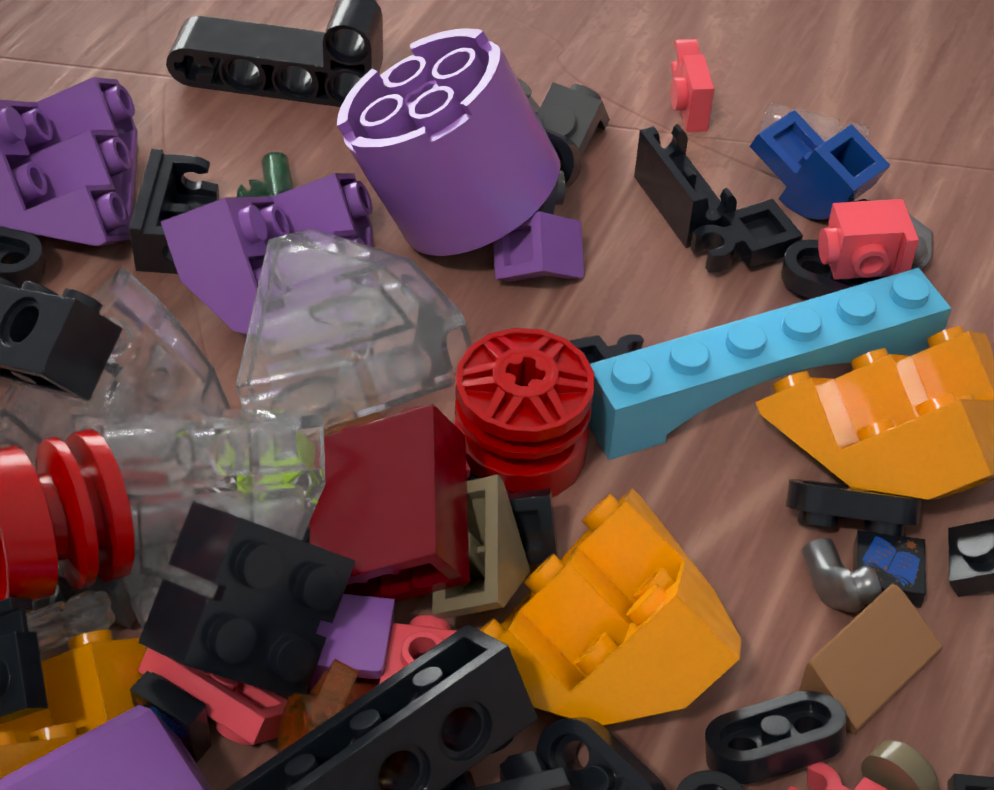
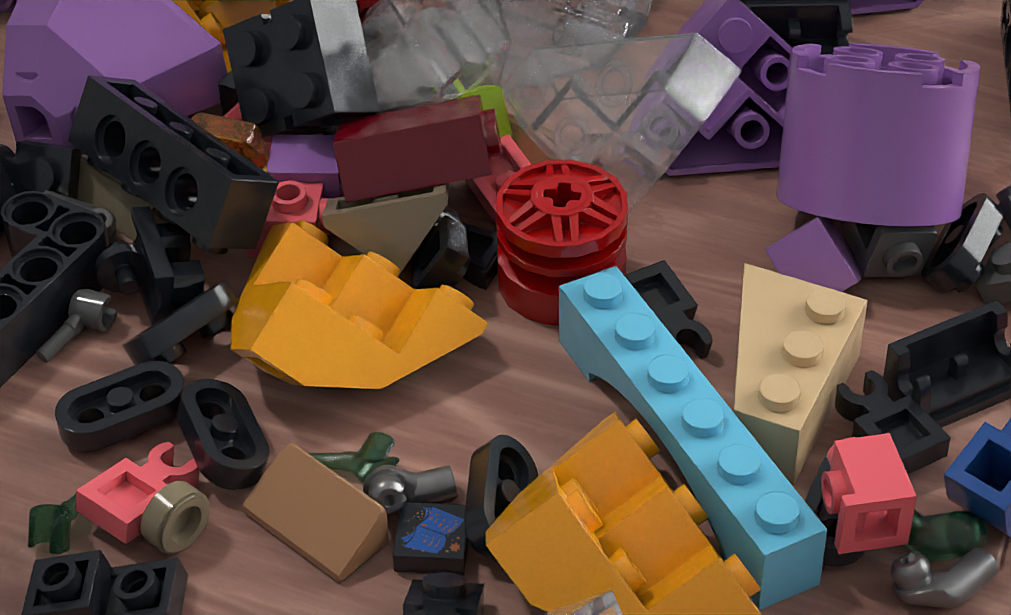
camera: 90 degrees right, 5 degrees down
(685, 277) = (790, 358): none -> tan wedge
(793, 608) = (369, 457): none -> clear green hand

